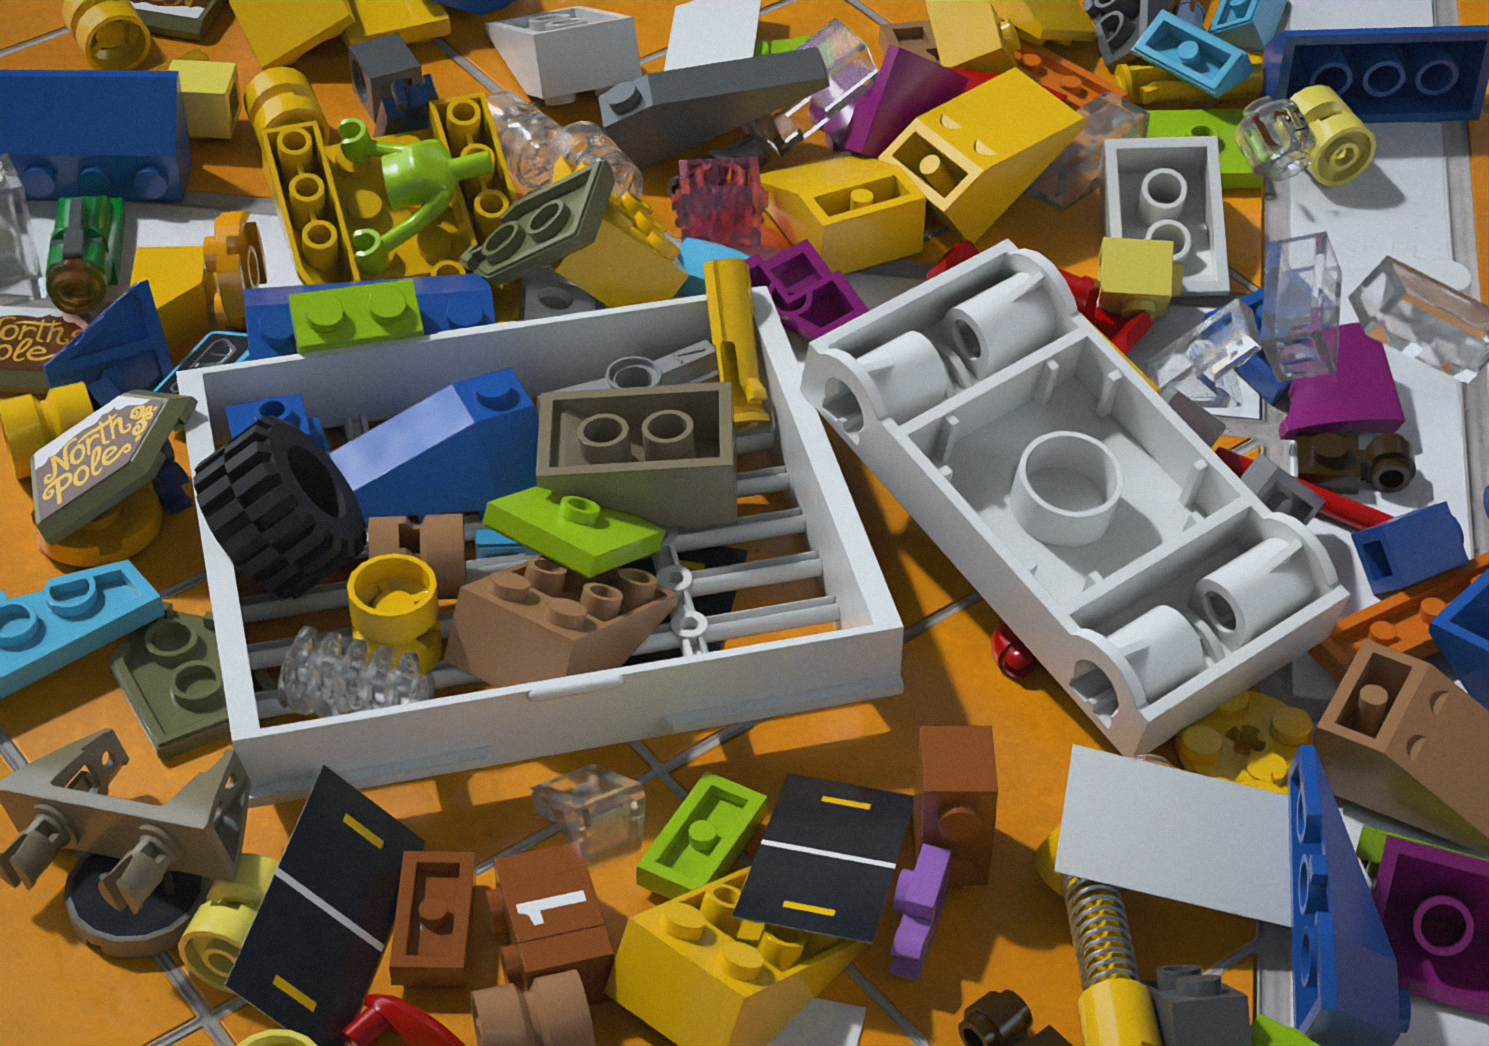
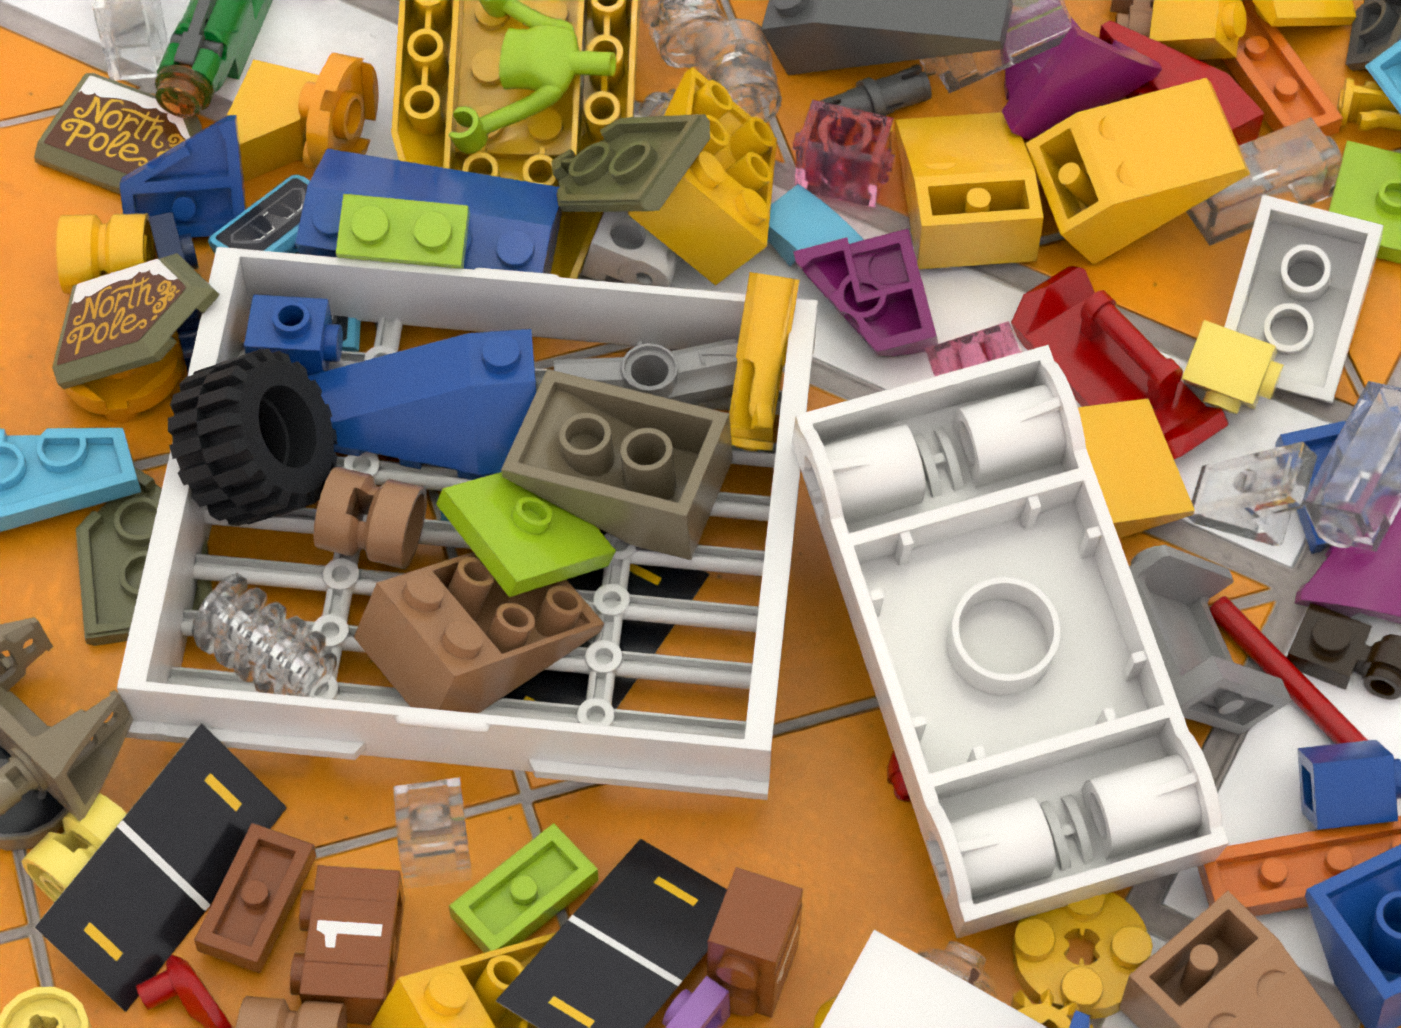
camera: 20 degrees right, 15 degrees up
(396, 606) = (322, 579): yellow wheel -> none

